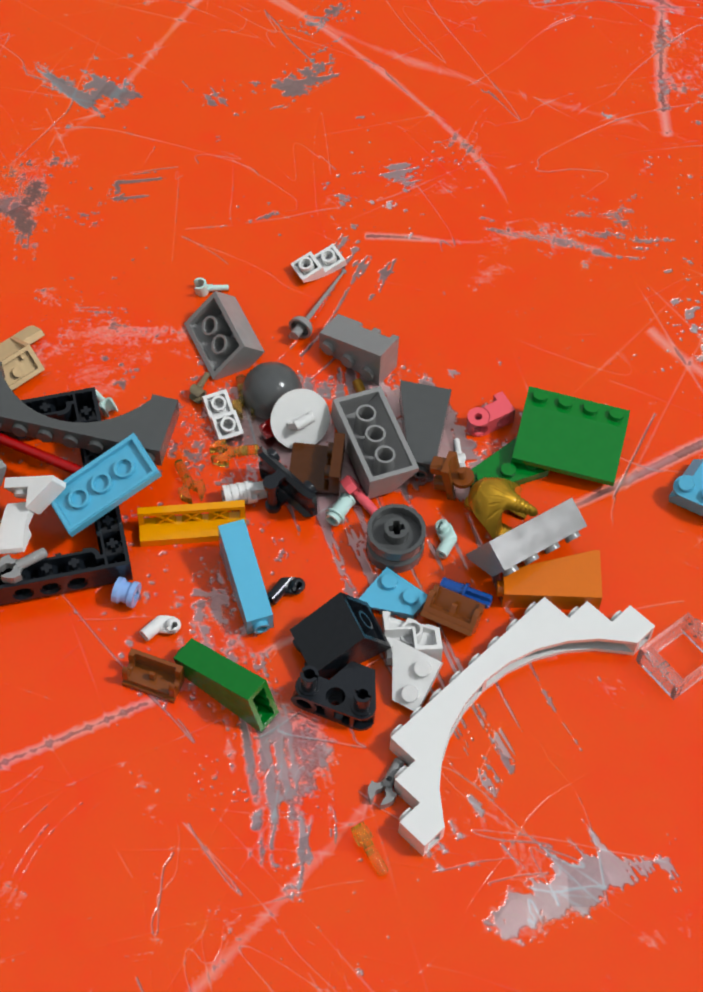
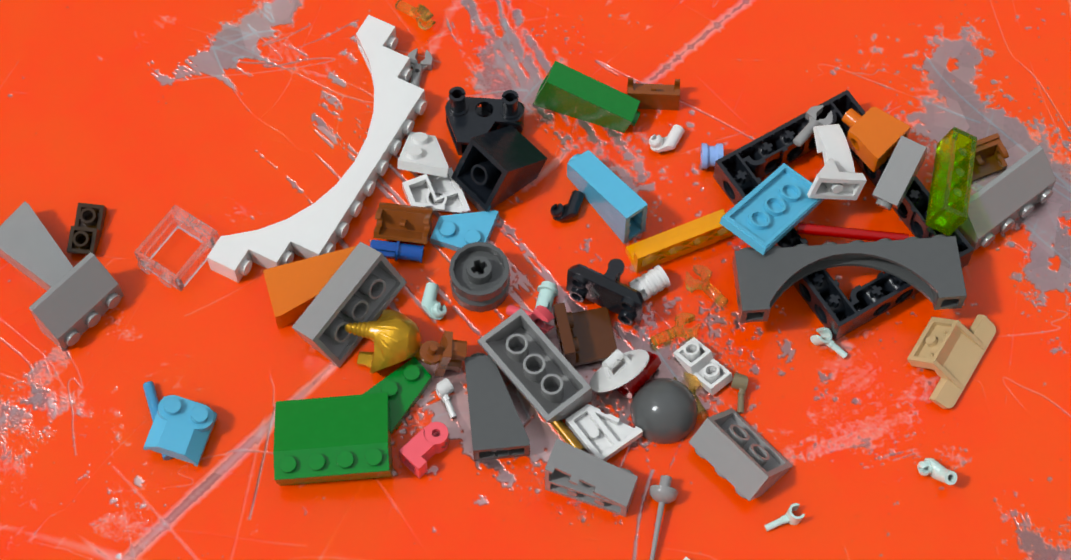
camera: 165 degrees right, 5 degrees up
(73, 289) = (936, 471): none -> light aqua arm
(329, 381) = (600, 432): none -> white wing

